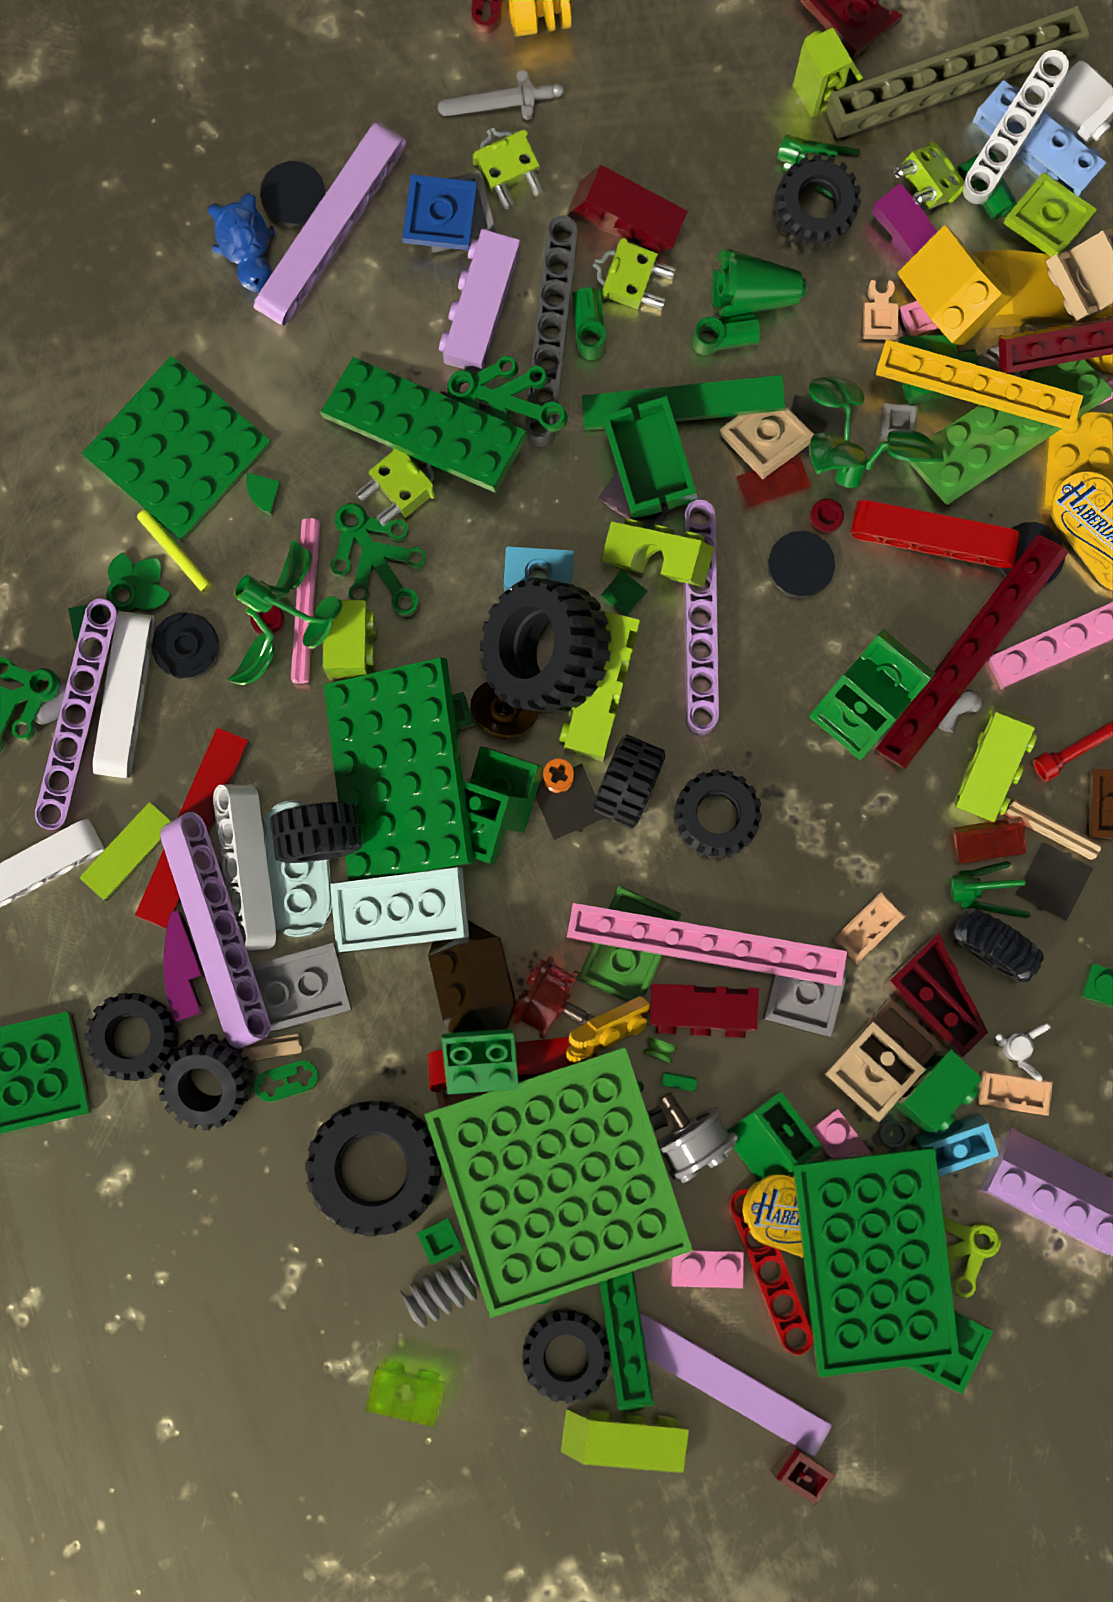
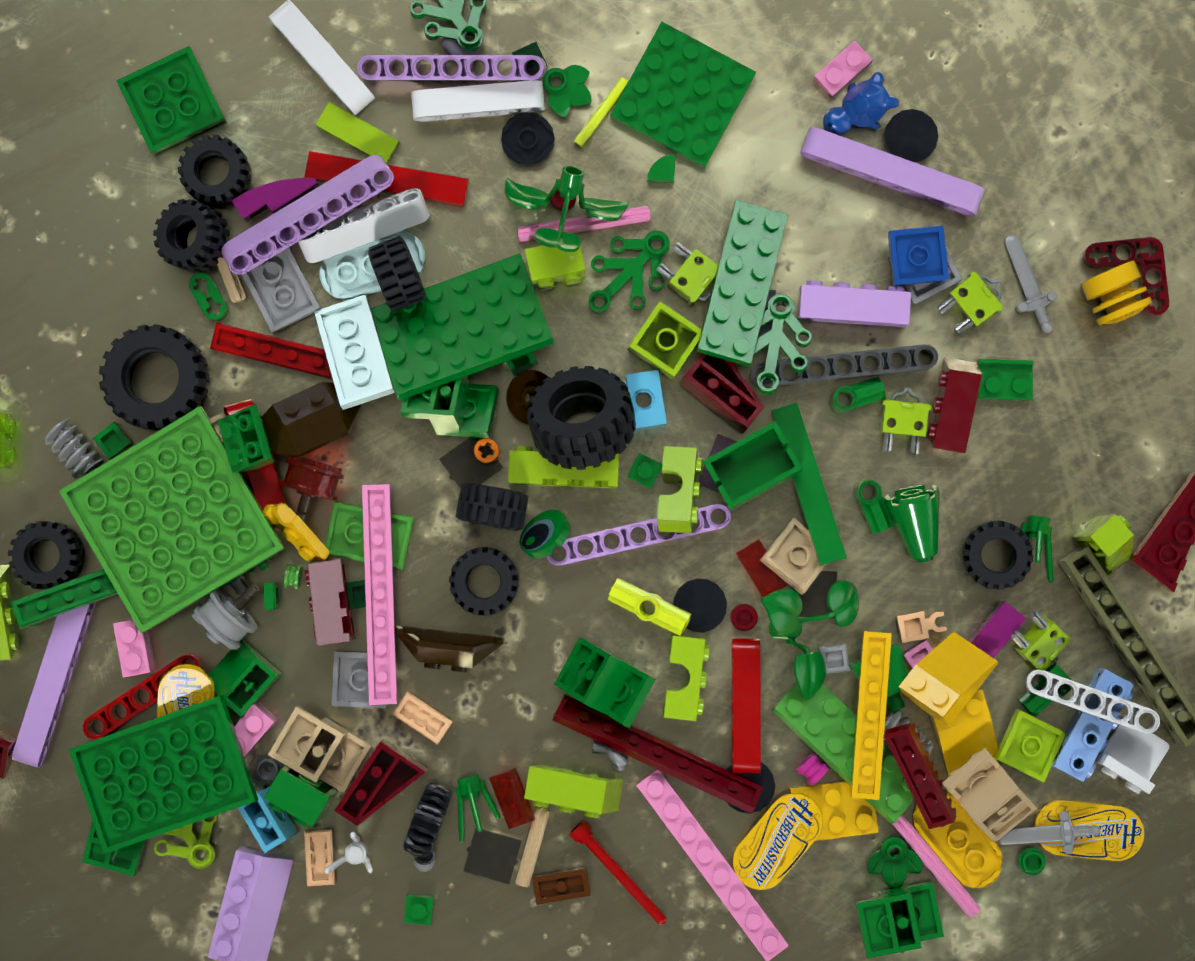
camera: 80 degrees right, 5 degrees up
(192, 254) = (843, 69): none -> bright pink plate
(373, 1015) = (270, 350): none -> red tile
(472, 531) = (665, 340): none -> lime brick
(549, 476) = (723, 390): none -> dark red wedge
(609, 144) = (1006, 379): none -> green plate
(675, 727) = (544, 533): none -> green tile
(699, 973) = (356, 594): none -> dark green plate
(789, 876) = (447, 647): none -> dark brown wedge
(806, 604) = (665, 614): none -> neon yellow piece
(914, 604) = (685, 702): none -> lime arch
(1026, 473) = (812, 768): none -> dark pink wheel
(1048, 966) = (424, 864): none -> light grey hinge

